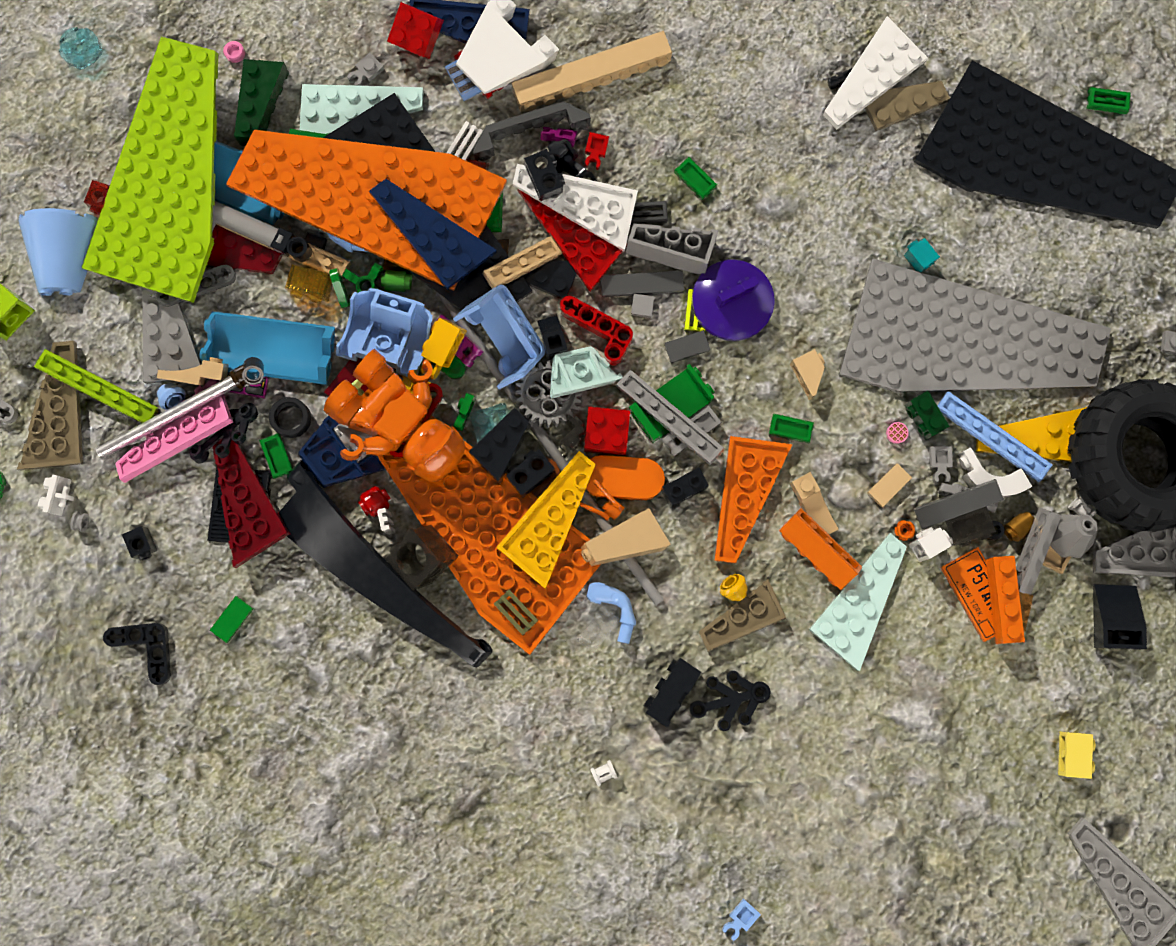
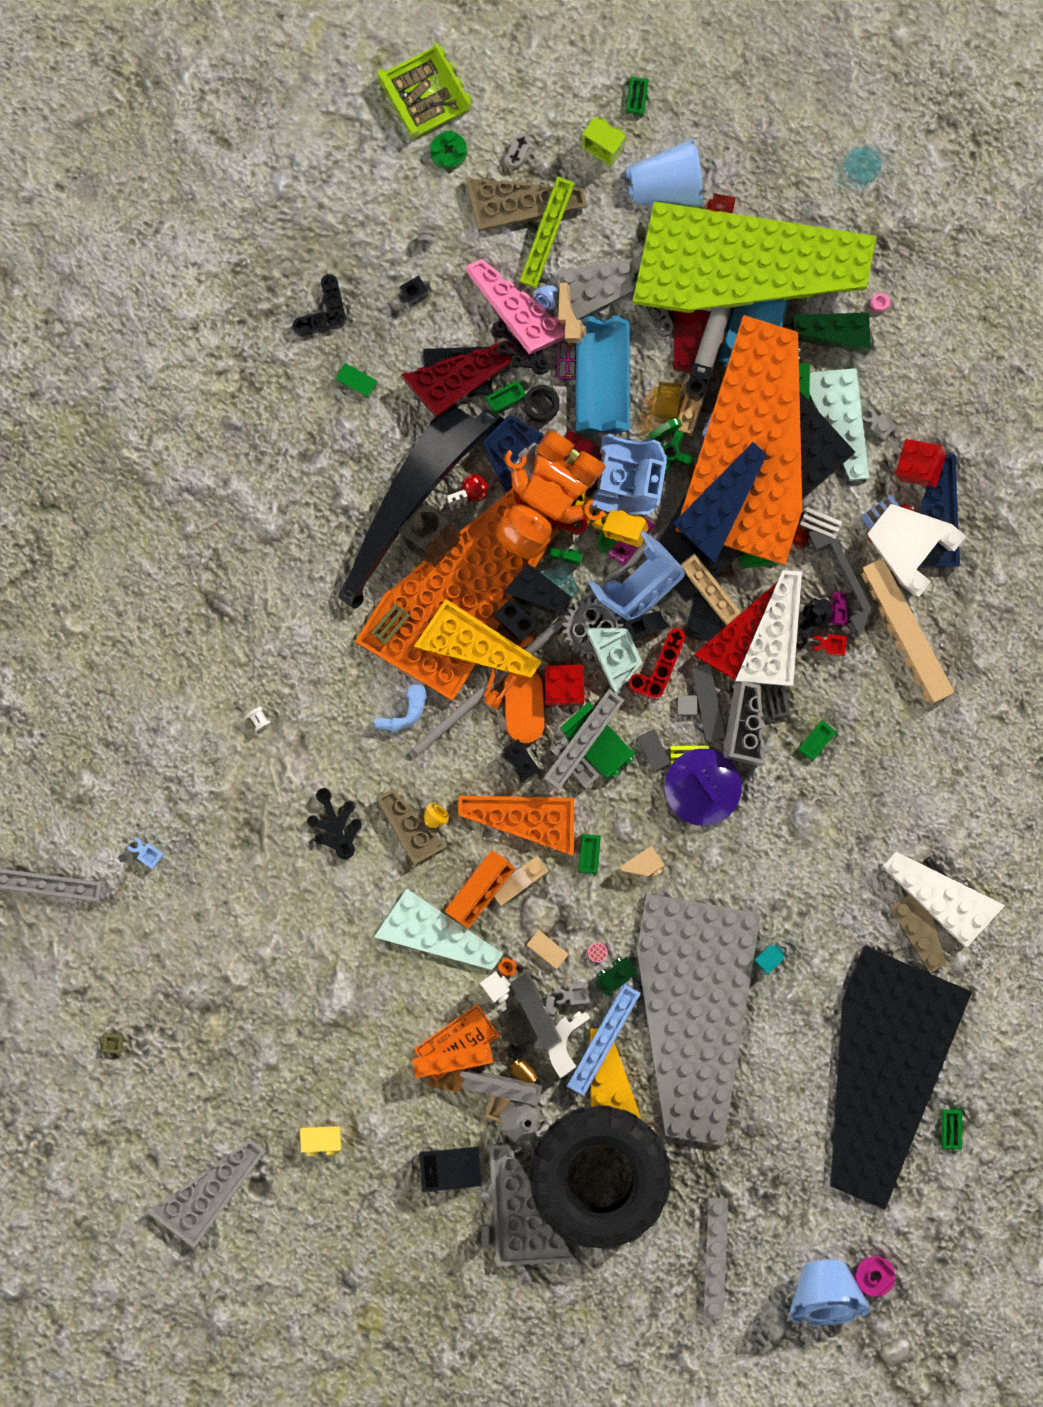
camera: 80 degrees right, 0 degrees up
(57, 495) = (445, 214): white hips -> none
(239, 378) = (568, 354): flat silver piece -> none
(396, 281) = (679, 479): bright green brick -> none
(540, 176) = (789, 592): black brick -> none
(627, 540) = (468, 717): tan slope -> none
(671, 691) = (335, 769): black wedge -> none

